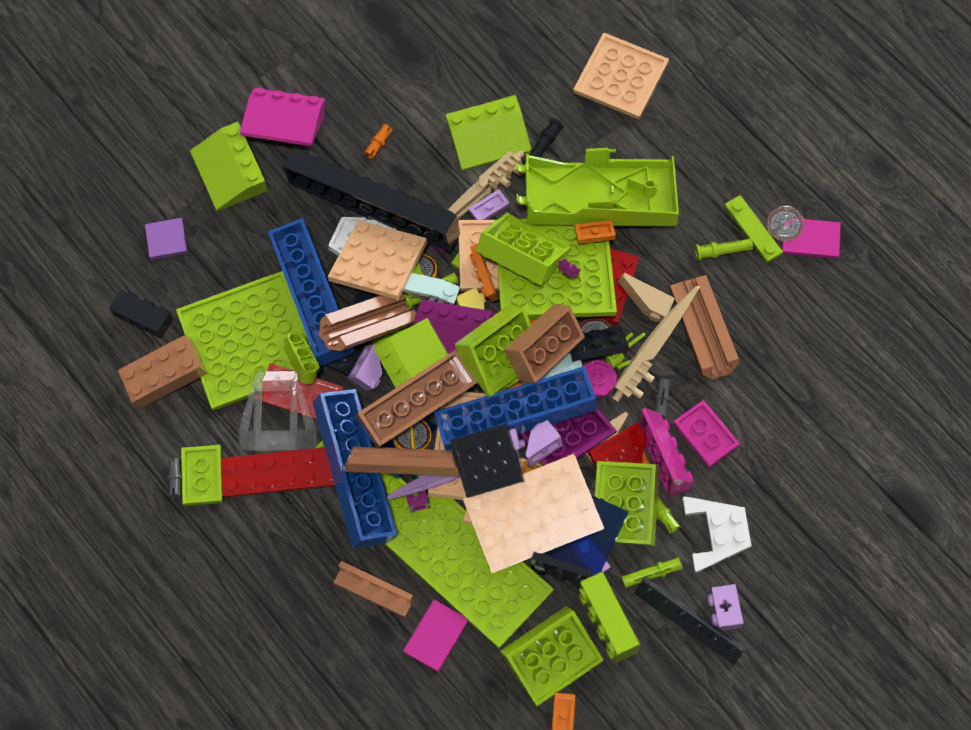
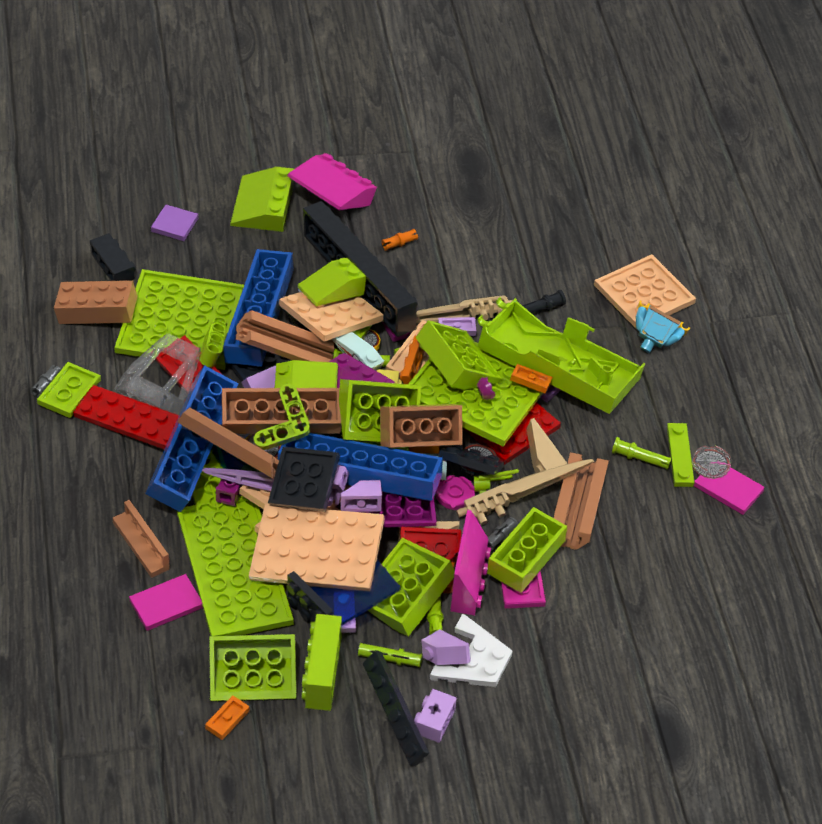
camera: 25 degrees right, 20 degrees down
(364, 233) = (334, 283): none -> lime slope
(439, 413) = (290, 426): none -> lime beam
(487, 132) = (496, 273): lime slope -> none
(658, 111) = (657, 327): none -> medium azure torso
(695, 543) = (445, 649): none -> lavender slope
(700, 406) = (527, 549): none -> lime brick

